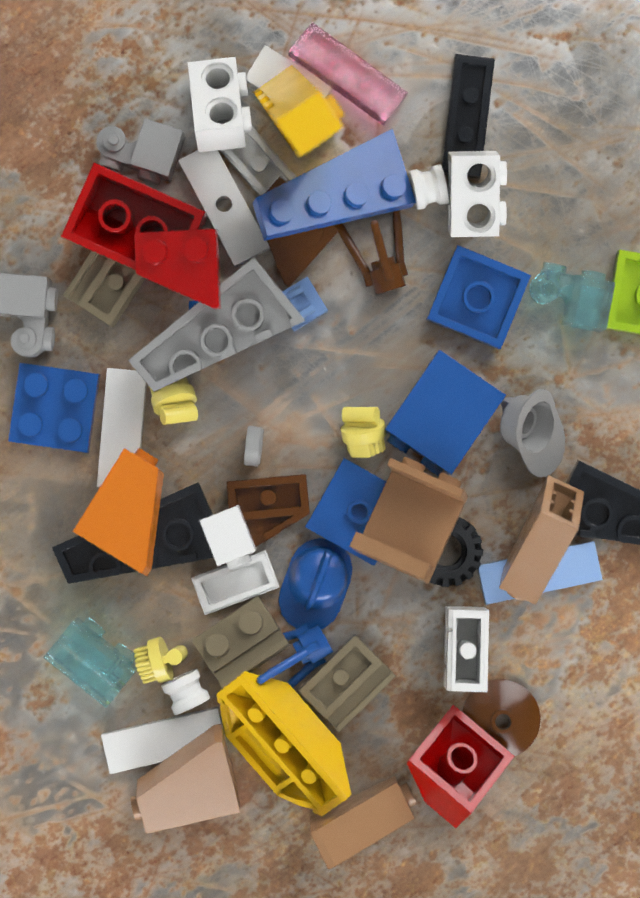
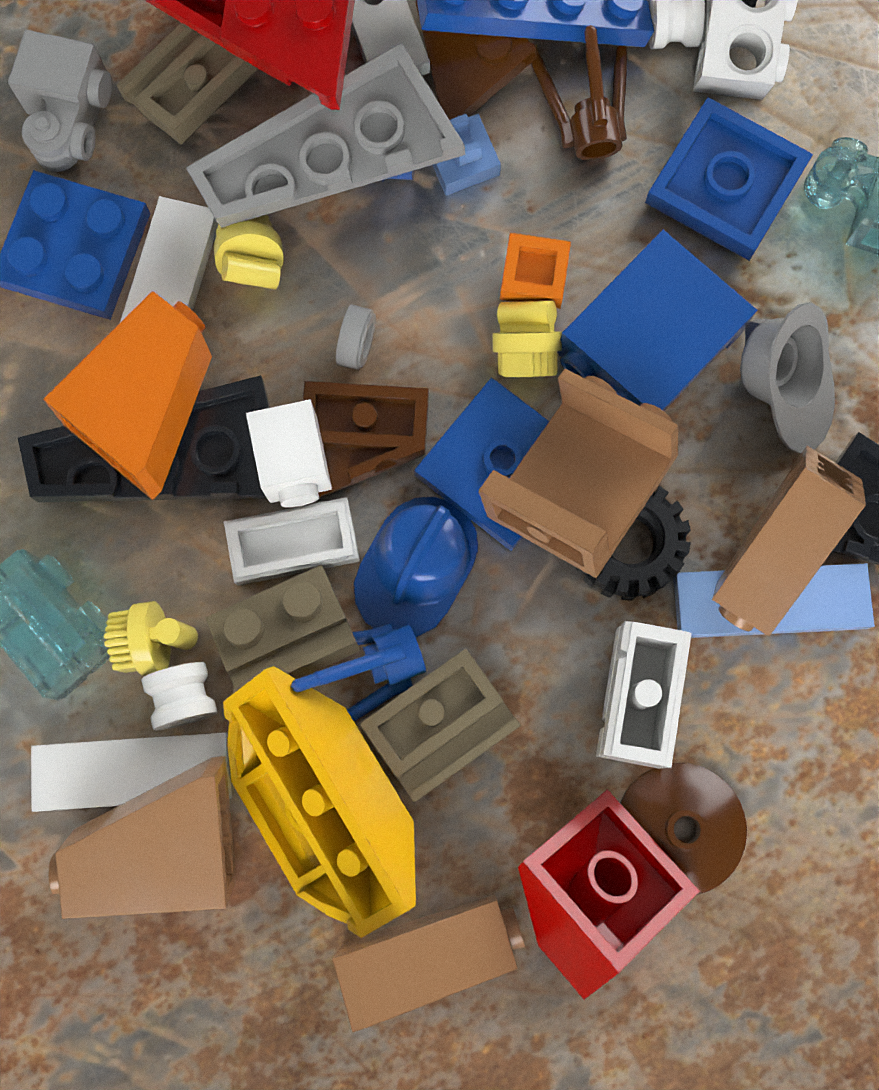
camera: 10 degrees right, 10 degrees down
(361, 385) = (535, 269): none -> orange tile

